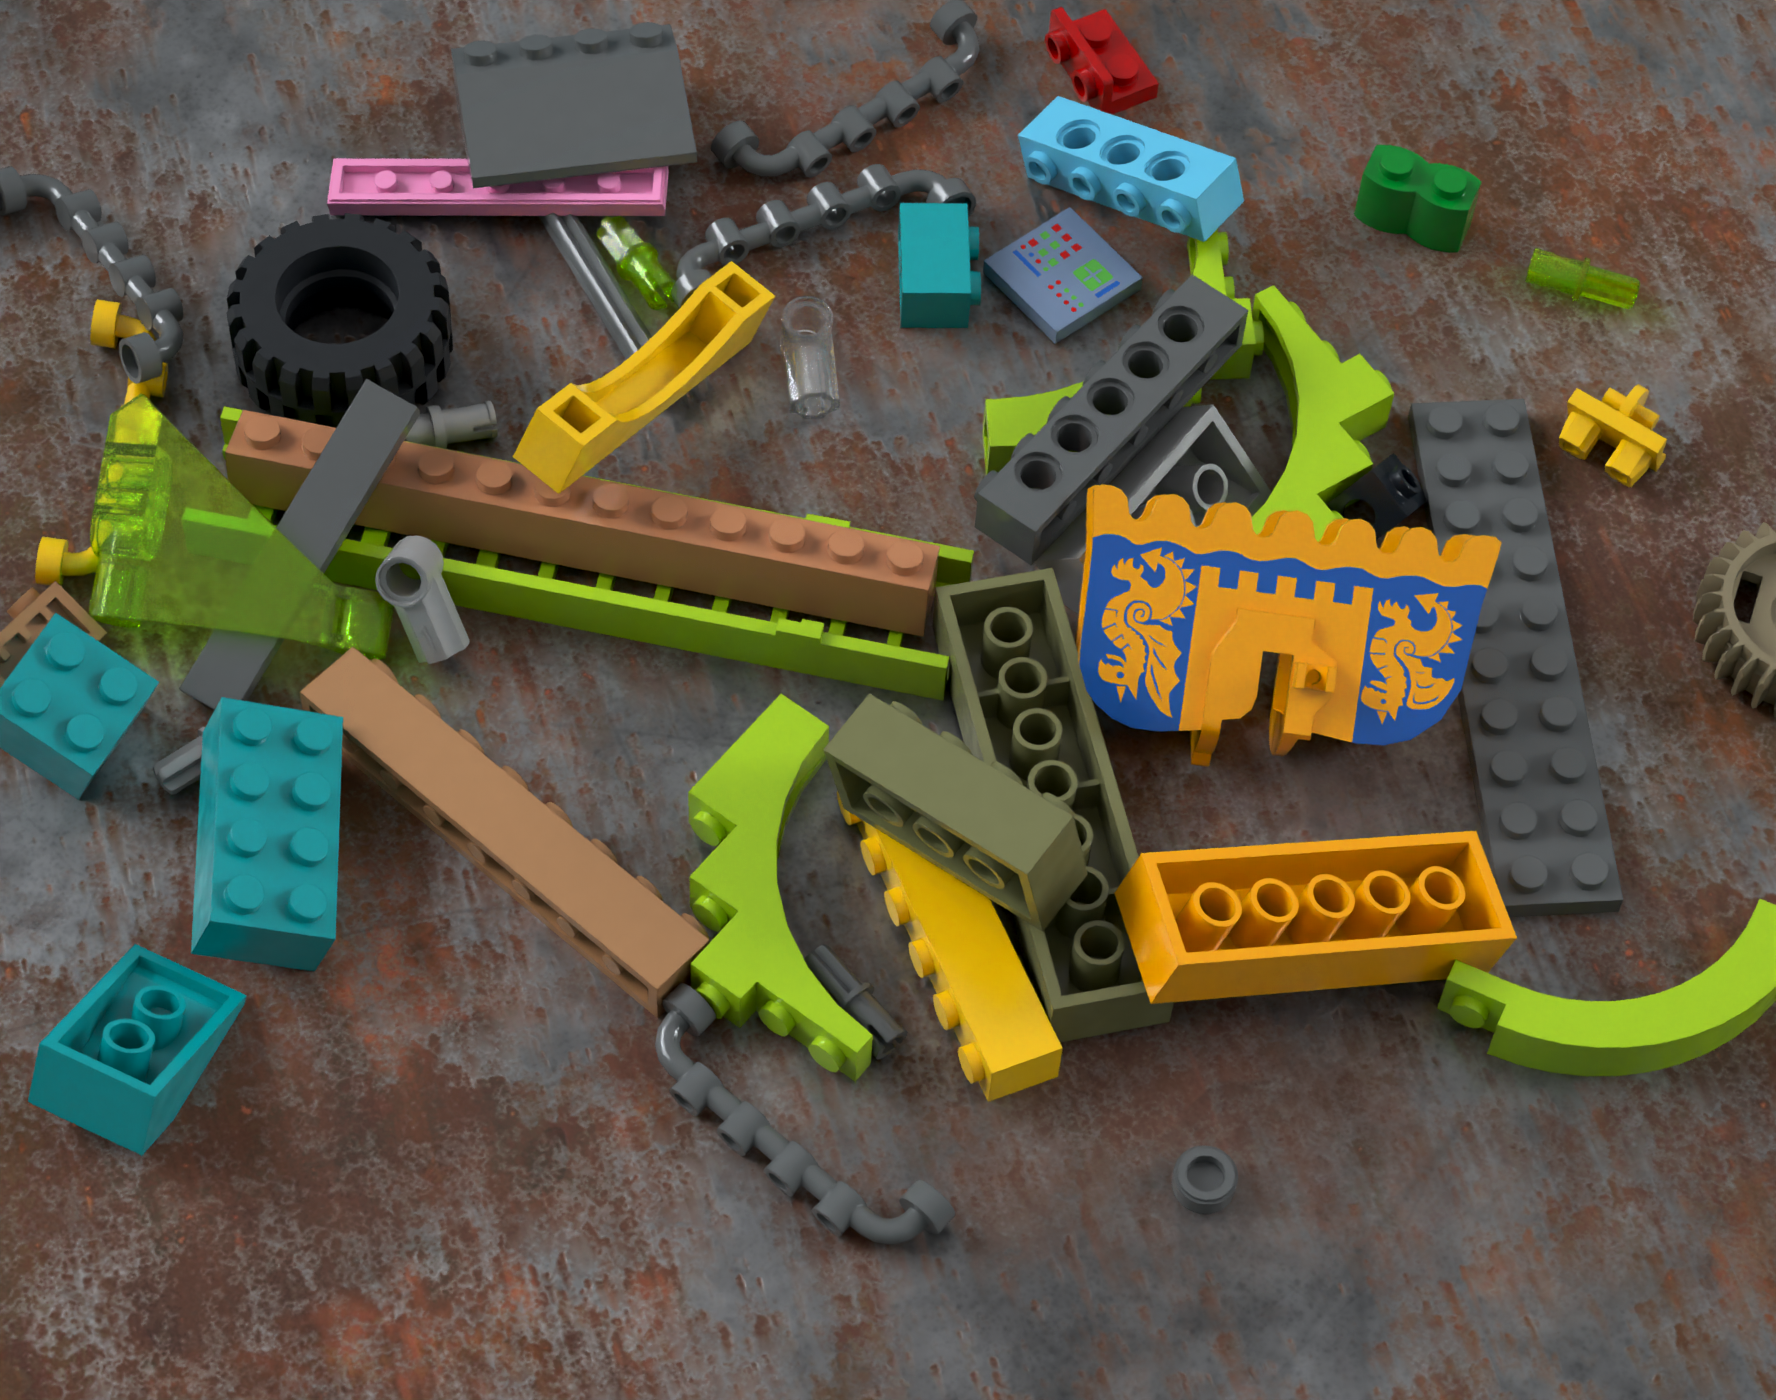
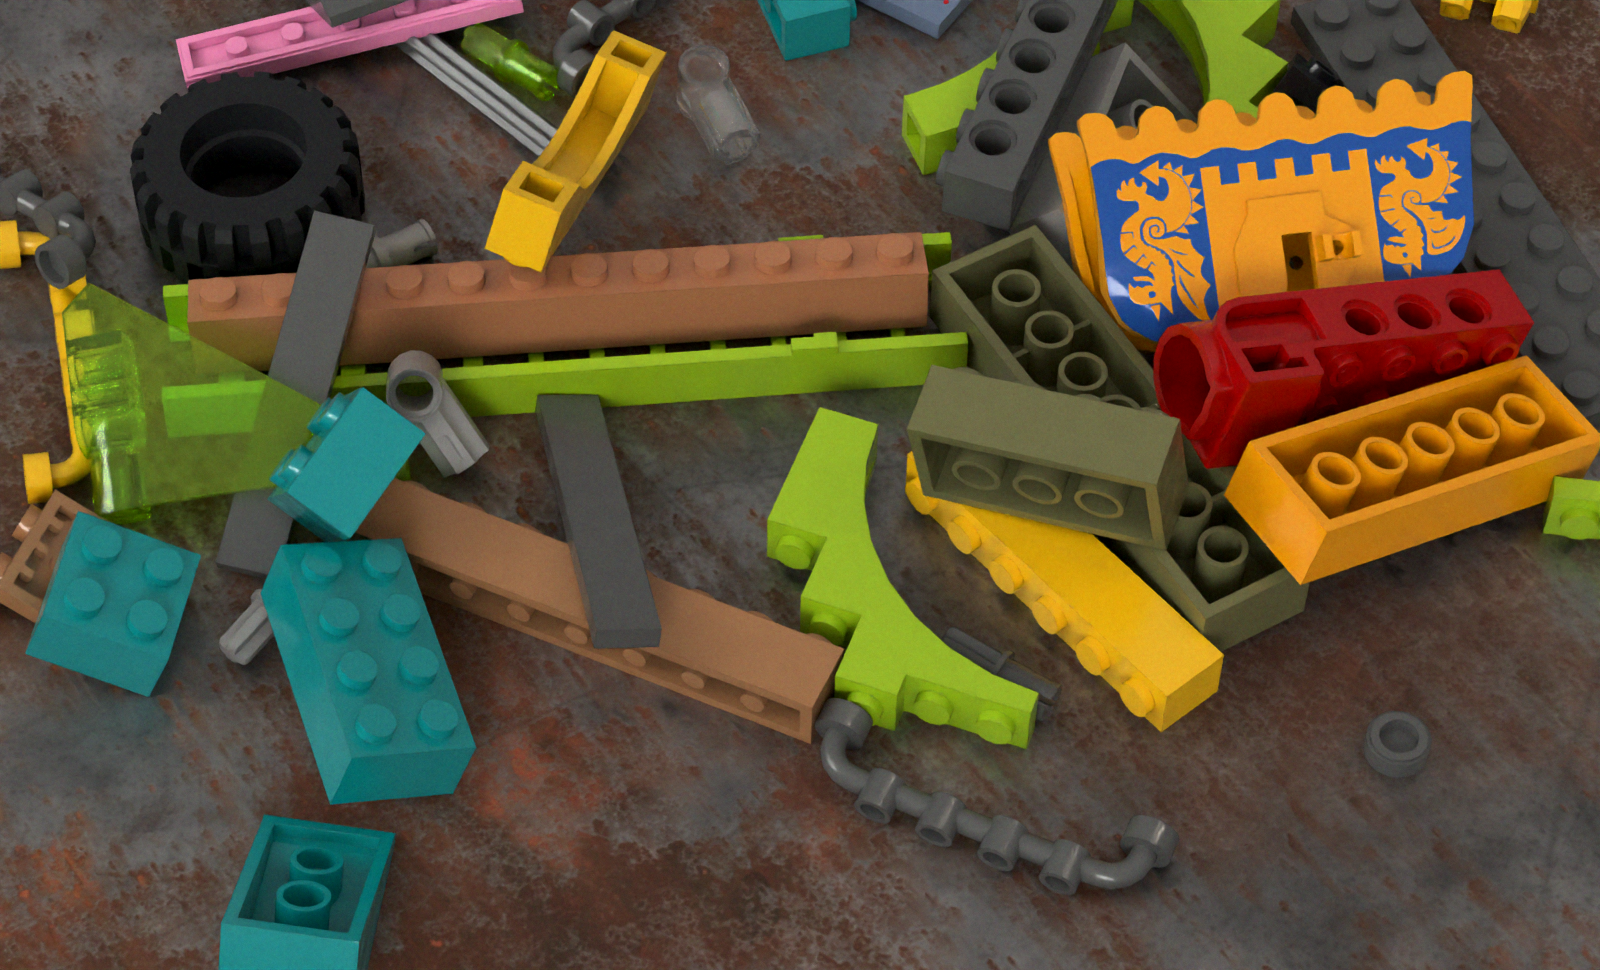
camera: 15 degrees left, 5 degrees down
(306, 636) = (345, 464): none -> teal brick
(530, 750) = (597, 523): none -> dark grey tile
(1274, 781) = (1328, 351): none -> red brick

